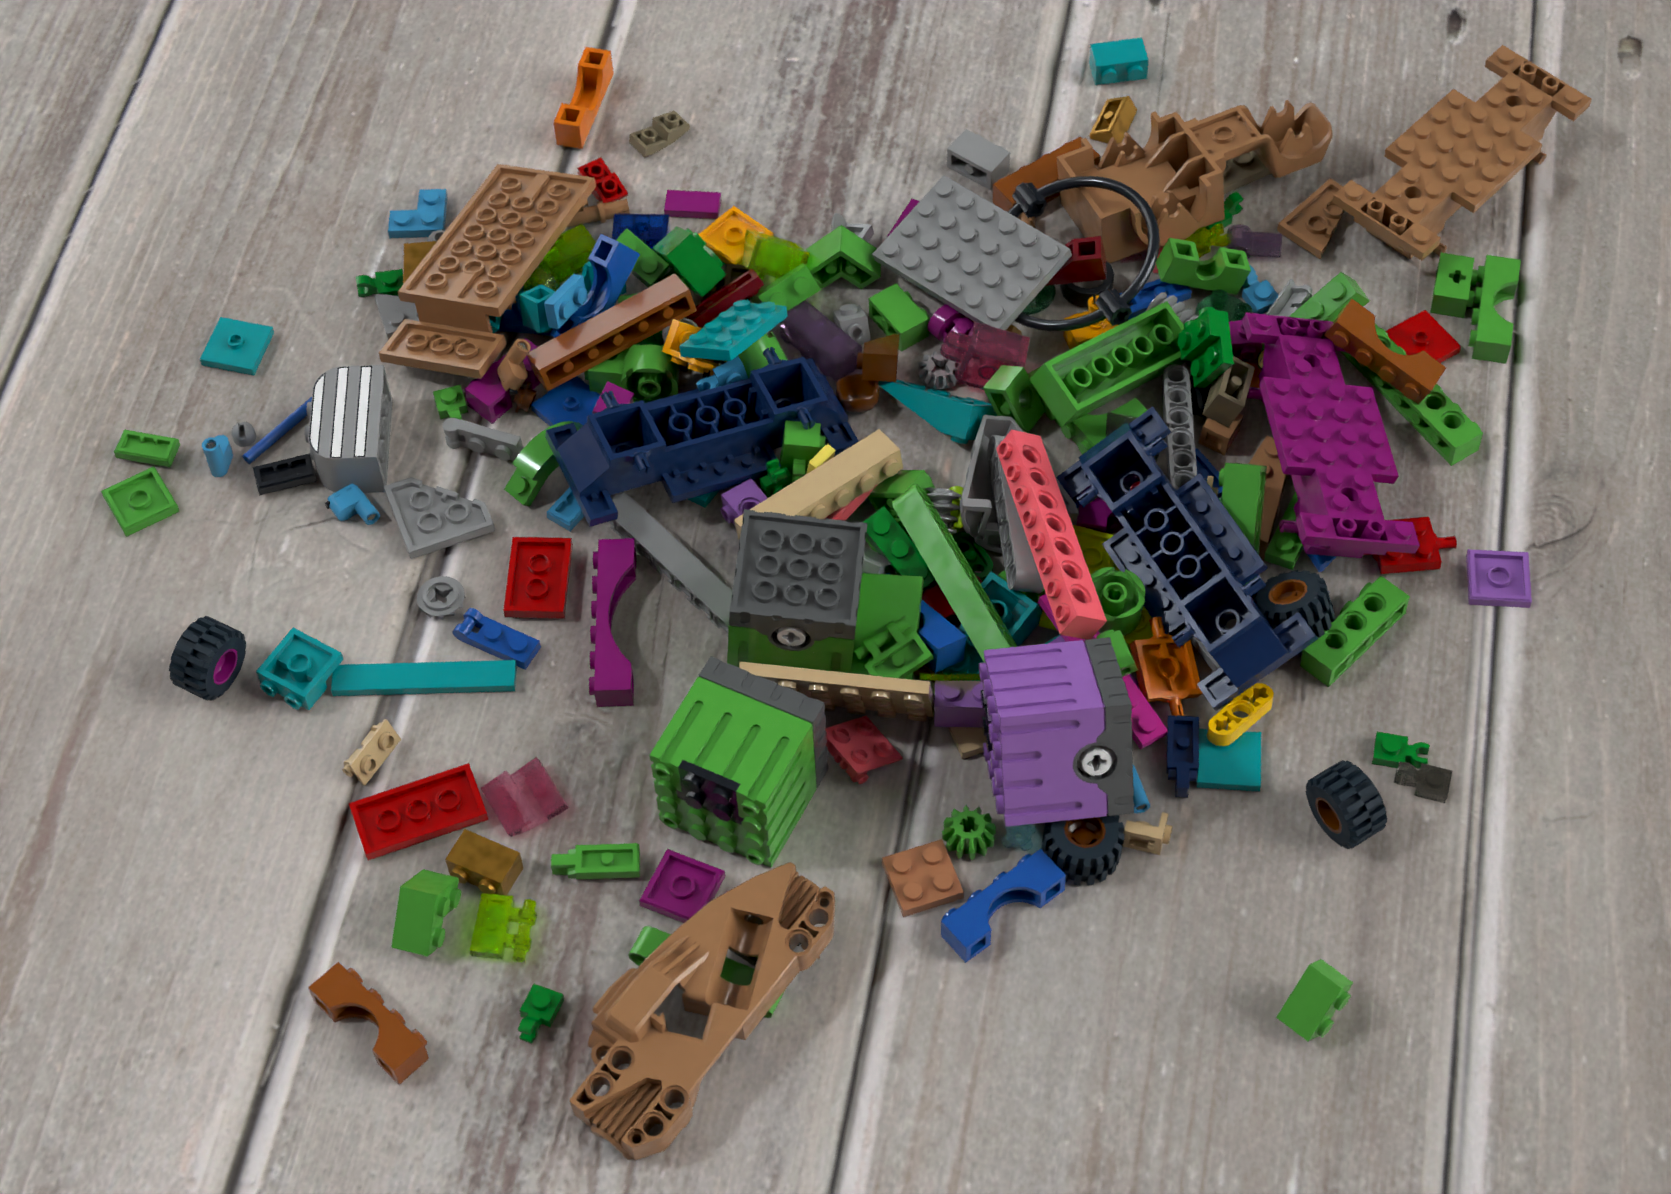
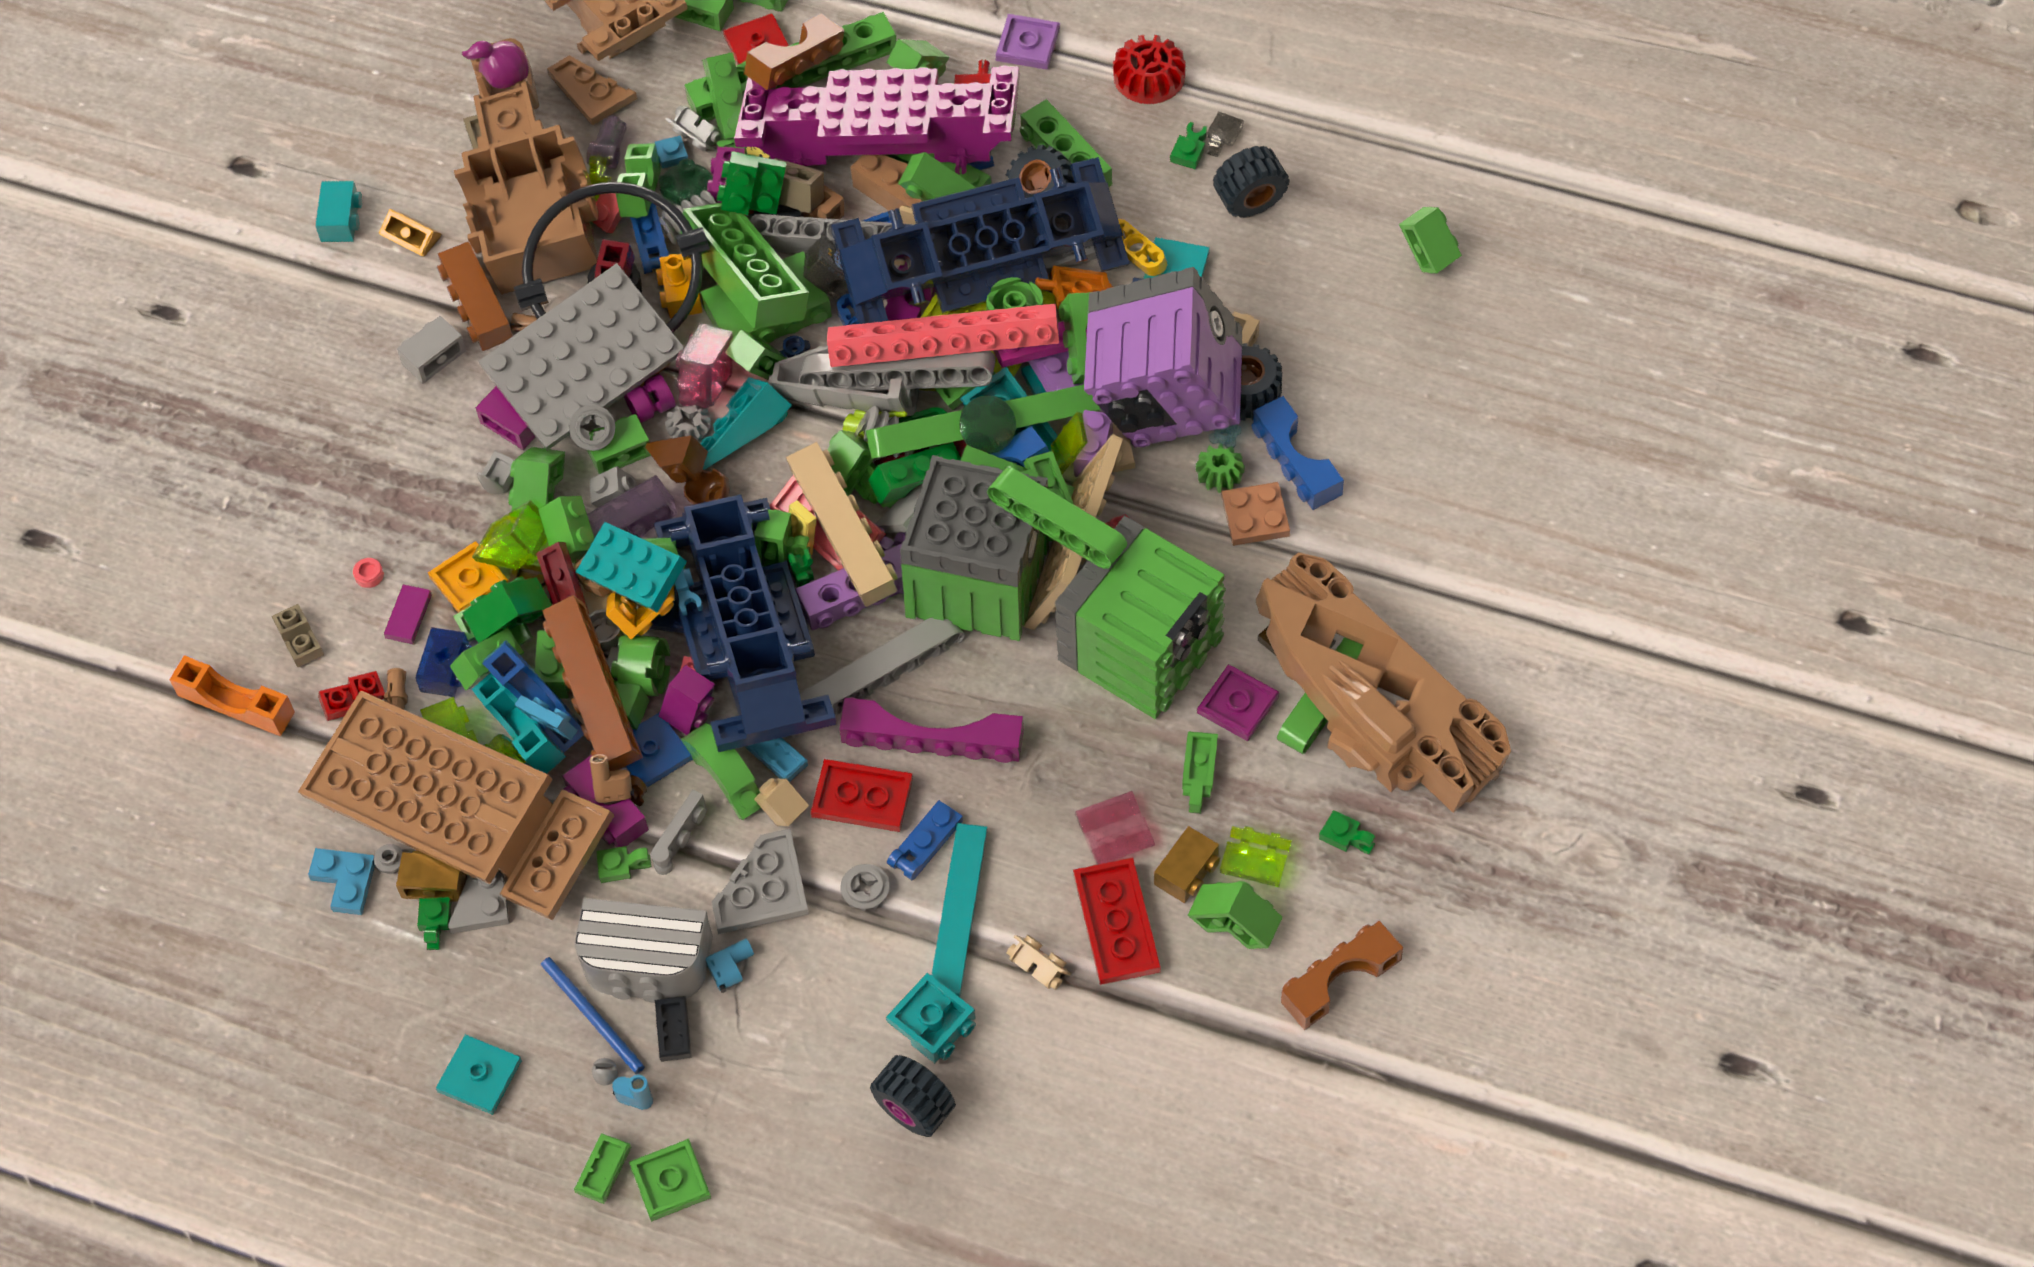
camera: 80 degrees left, 5 degrees up
(518, 509) = (780, 801): none -> tan brick
(732, 168) = (368, 572): none -> coral tile
(797, 634) = (1057, 518): none -> bright green beam
(886, 275) = (601, 417): none -> light grey gear
(950, 590) = (987, 424): none -> clear green dish
(1048, 433) = (794, 343): none -> dark blue plate
(1282, 112) = (500, 63): none -> magenta hair
(1426, 472) = (917, 54): none -> bright green brick
(1491, 703) = (1148, 82): none -> red gear

